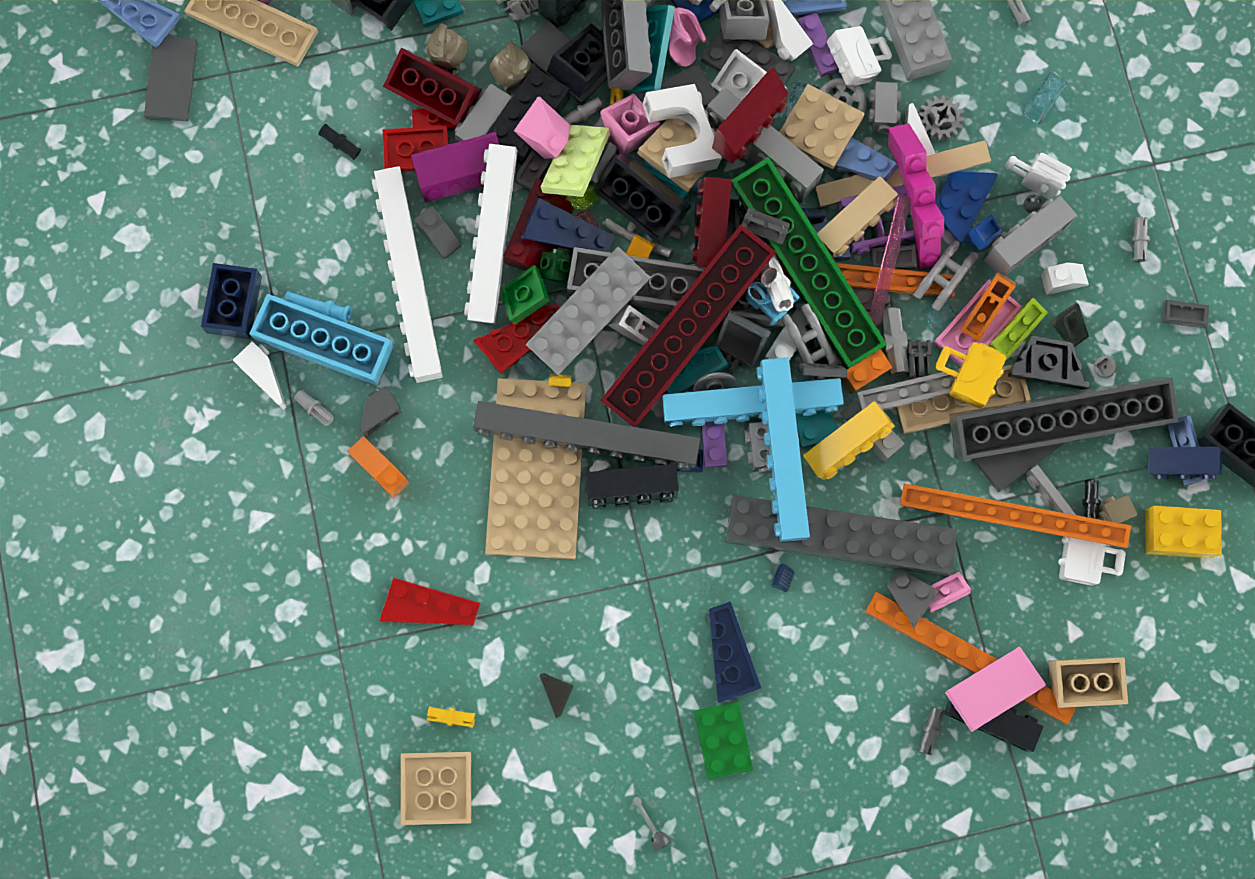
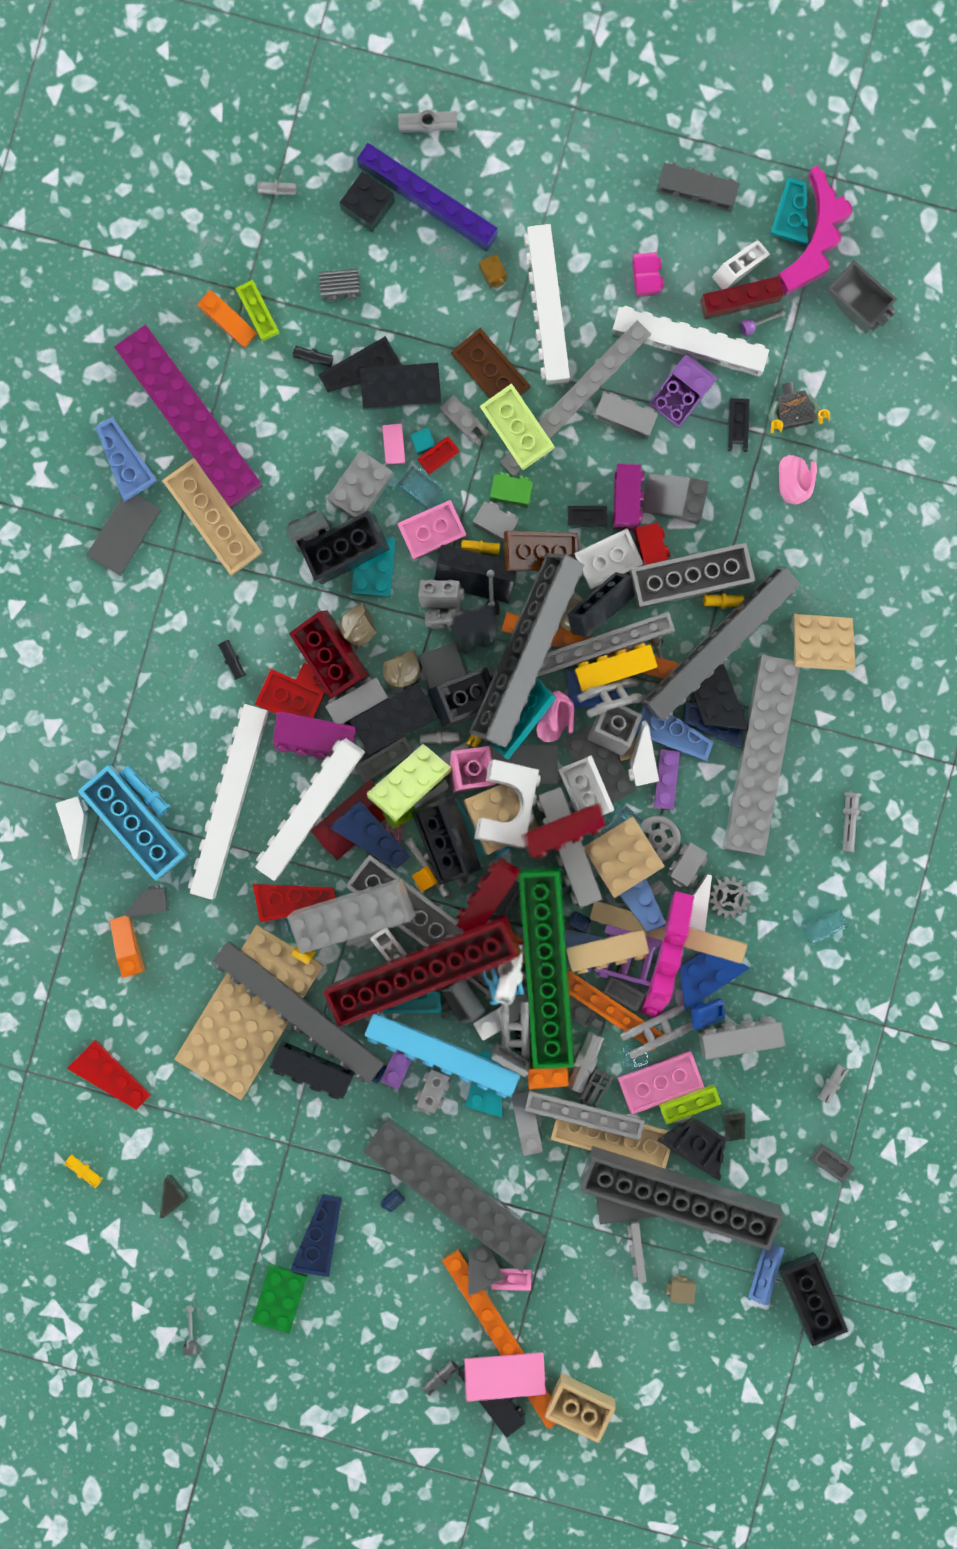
camera: 30 degrees right, 10 degrees up
(231, 301) = (78, 753): dark blue brick -> none
(313, 407) = (101, 872): light grey axle -> none
(436, 788) = (44, 1218): tan plate -> none
(437, 232) = (270, 779): dark grey slope -> none
(524, 294) = (310, 871): green plate -> none
(544, 129) = (398, 743): bright pink slope -> none
(555, 265) = (348, 859): dark green brick -> none
(600, 465) = (298, 1039): light grey tile -> none
(714, 382) = (421, 1023): light grey dish -> none
(765, 226) = (525, 926): dark grey hinge -> none
(783, 449) = (442, 1110): medium azure brick -> none
(849, 440) = (500, 1126): yellow brick -> none
(855, 56) = (689, 808): white piece -> none
(889, 259) = (615, 998): clear pink axle -> none
(976, 375) = (629, 1129): yellow piece -> none
(988, 306) = (676, 1075): orange slope -> none
(1015, 515) = (597, 1253): orange plate -> none
(1035, 200) = (766, 1007): dark grey hinge -> none
(1042, 171) = (780, 993): white piece -> none
(1063, 277) = (752, 1083): white slope -> none
(1084, 561) = (636, 1309): white piece -> none
(1091, 499) = (666, 1271): black pin -> none
(1105, 366) = (742, 1171): light grey tile -> none
(1183, 532) = (723, 1334): yellow brick -> none
(1185, 462) = (755, 1284): dark blue brick -> none

